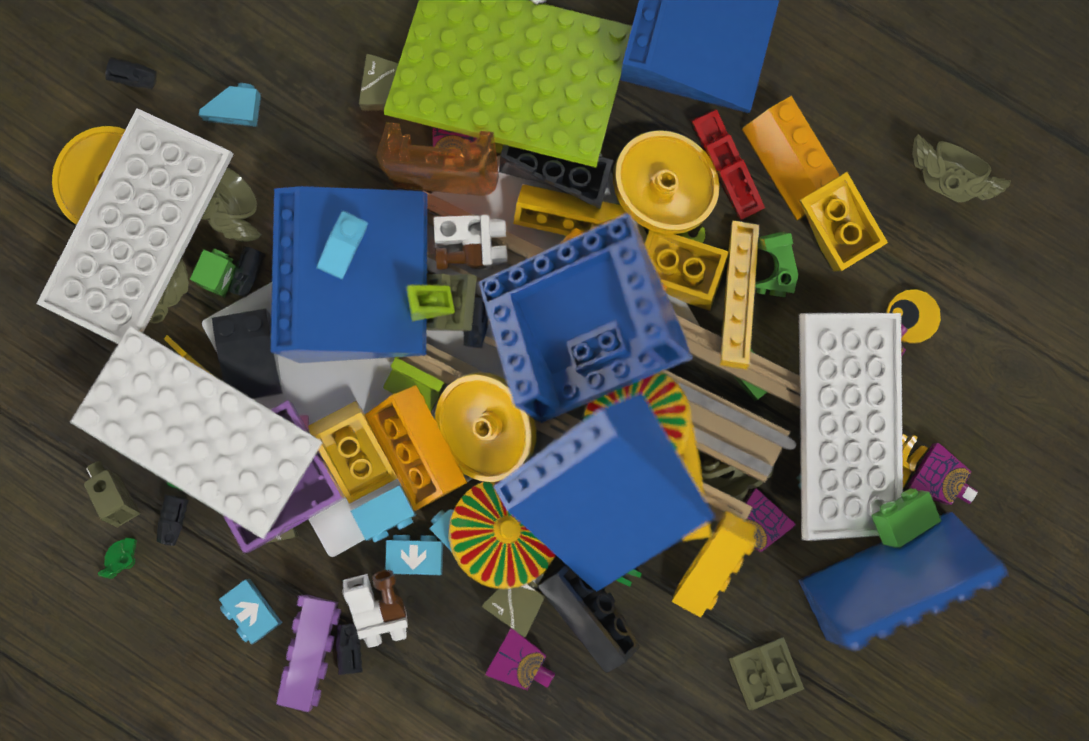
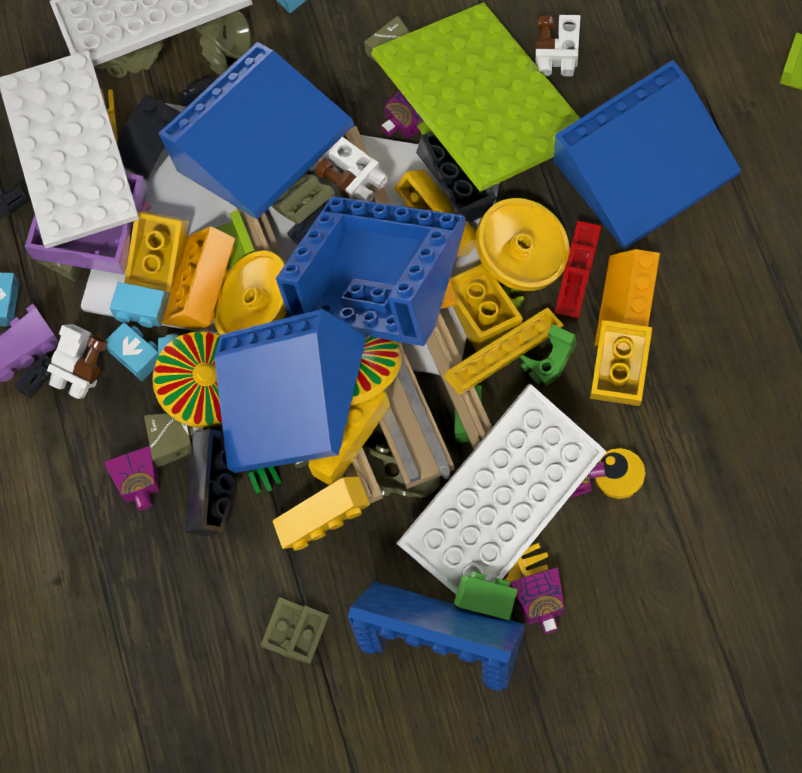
camera: 45 degrees right, 15 degrees down
(214, 272) = (175, 71): bright green brick -> none
(342, 245) = (265, 102): medium azure slope -> none
(429, 301) = (286, 181): lime slope -> none
(438, 169) = (384, 122): clear orange windscreen -> none
(768, 520) = (380, 521): magenta torso -> none
(956, 171) = (736, 396): olive piece -> none

